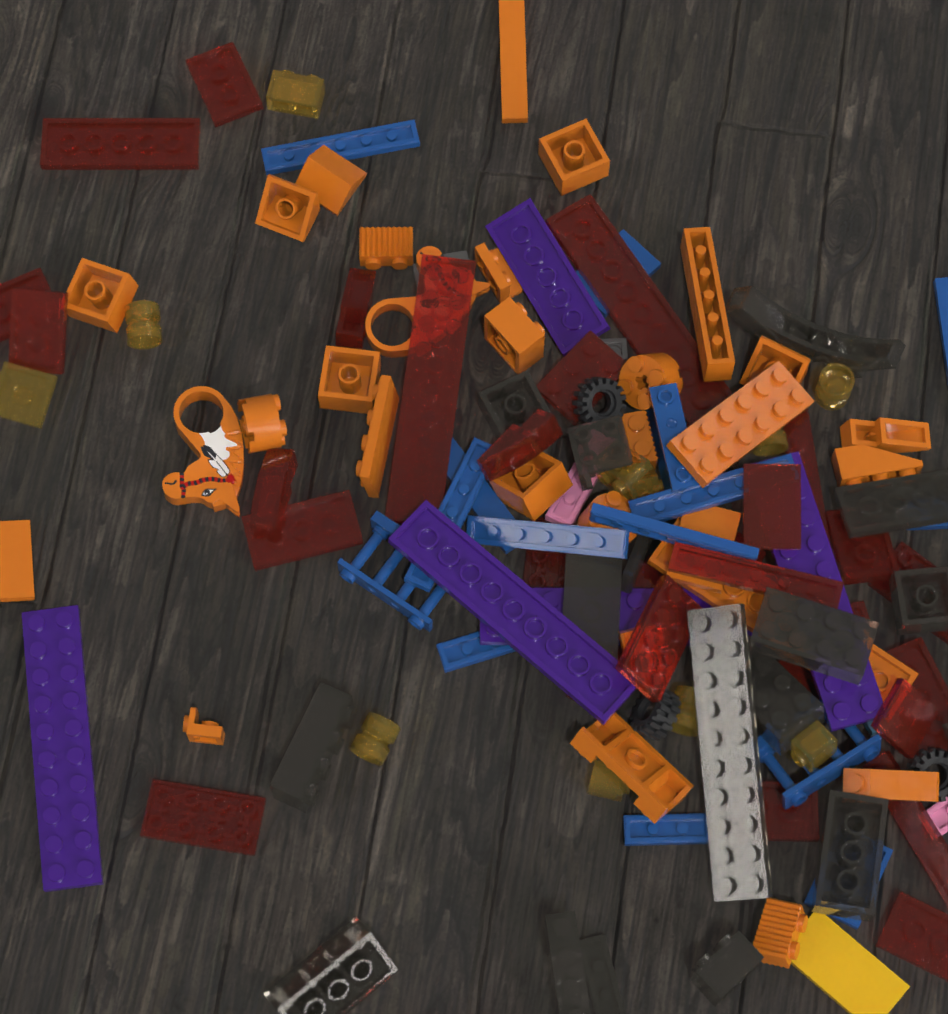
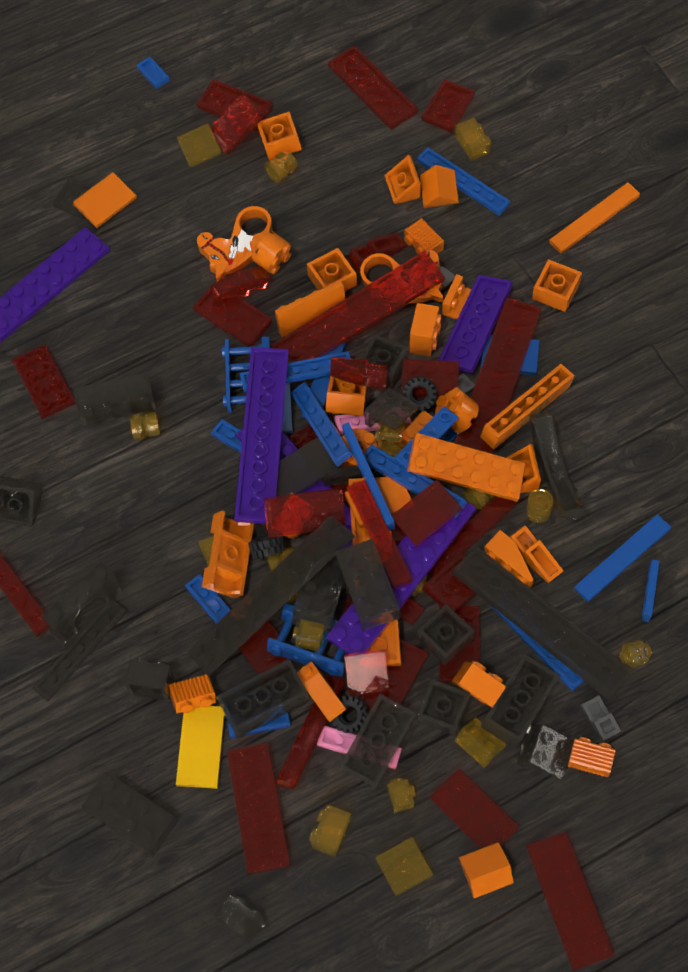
camera: 55 degrees right, 5 degrees down
(207, 732) = (86, 343): orange bracket -> none

